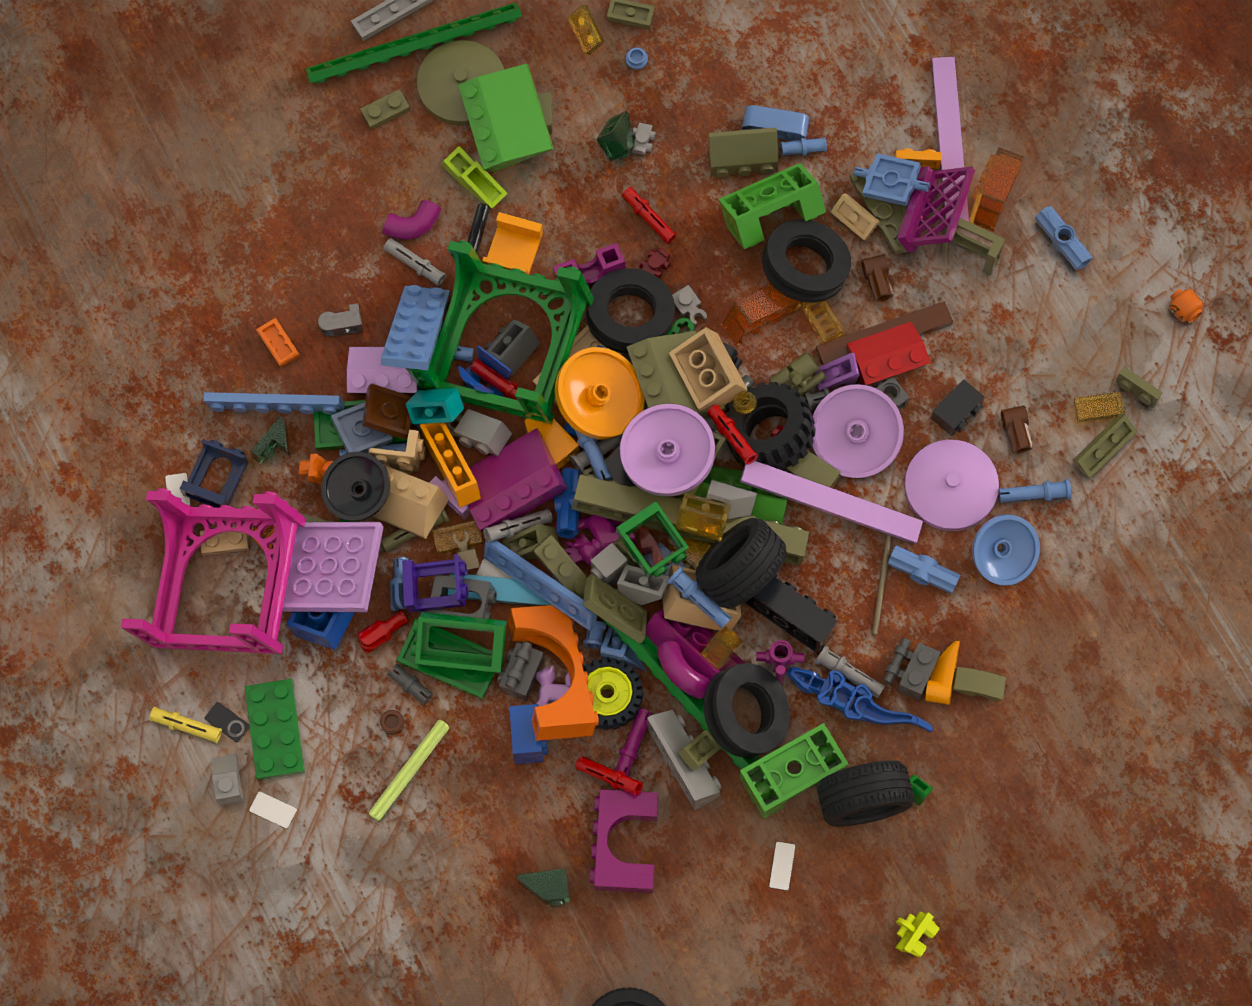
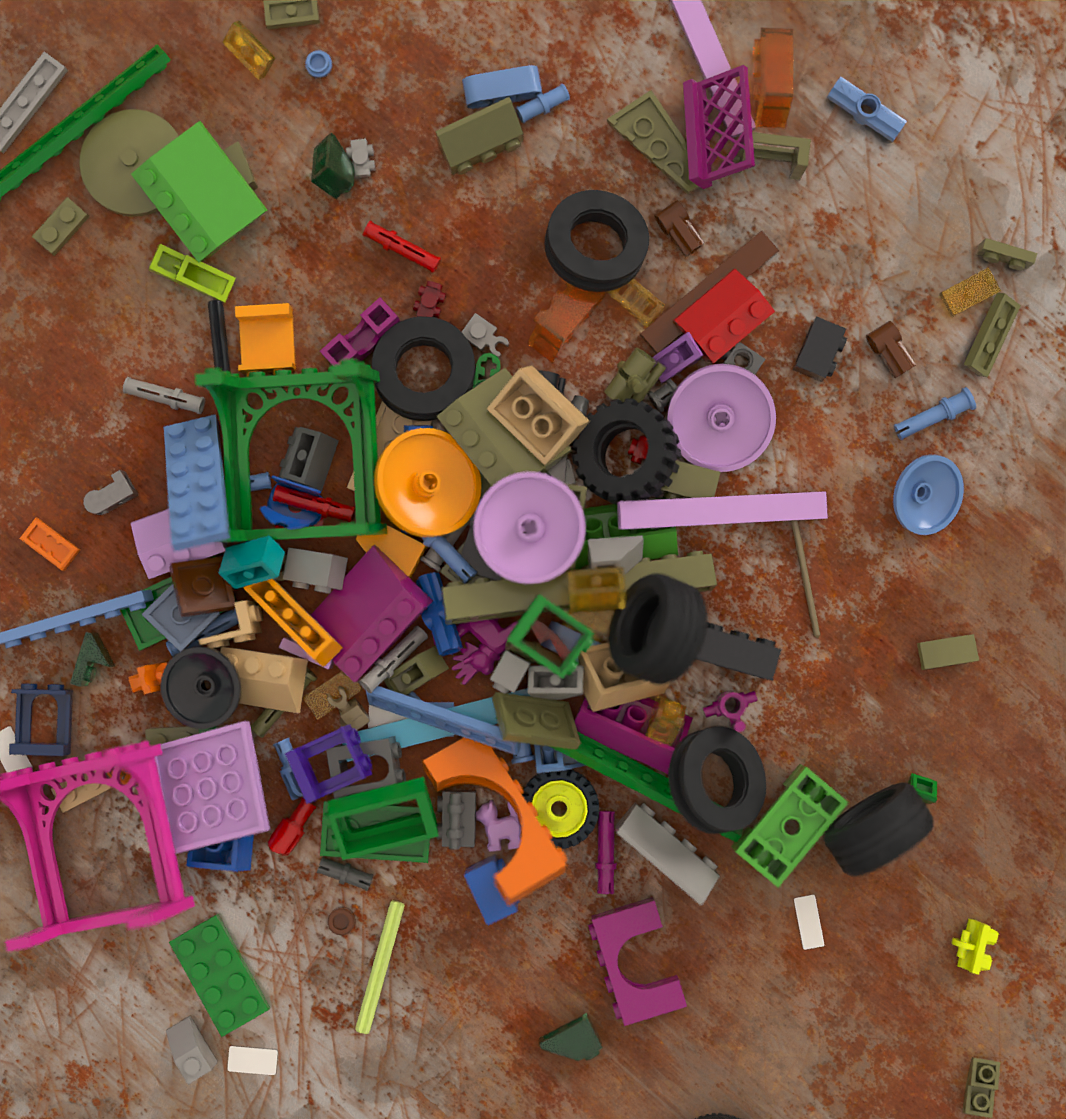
camera: 15 degrees left, 15 degrees up
(159, 715) = (116, 1007): light yellow pin -> none
(229, 722) = (165, 984): black sticker -> none
(412, 226) = (147, 354): magenta cylinder -> none
(561, 565) = (460, 693): olive plate -> none
(616, 778) = (601, 901): red pin -> none
(680, 672) = (630, 766): magenta cylinder -> none
(691, 590) = (613, 677): medium blue pin -> none
(699, 750) = (682, 845): olive plate -> none
(717, 415) = (568, 463): red pin -> none
(743, 397) = (587, 432): clear yellow plate -> none
(788, 187) = (510, 200): bright green plate -> none
(852, 701) = (823, 721): blue animal -> none
(854, 675) = (795, 687): light grey pin -> none
(855, 216) = (629, 166): tan plate -> none
(891, 179) = (657, 110): medium blue plate -> none
(918, 670) = (879, 663): dark grey brick -> none
(923, 569) = (846, 546): medium blue piece -> none
(925, 158) = (684, 69): light orange plate -> none
(941, 679) = (906, 656): light orange piece -> none
(951, 485) = (841, 438): lavender dish -> none
(1186, 305) = (1025, 140): orange head -> none

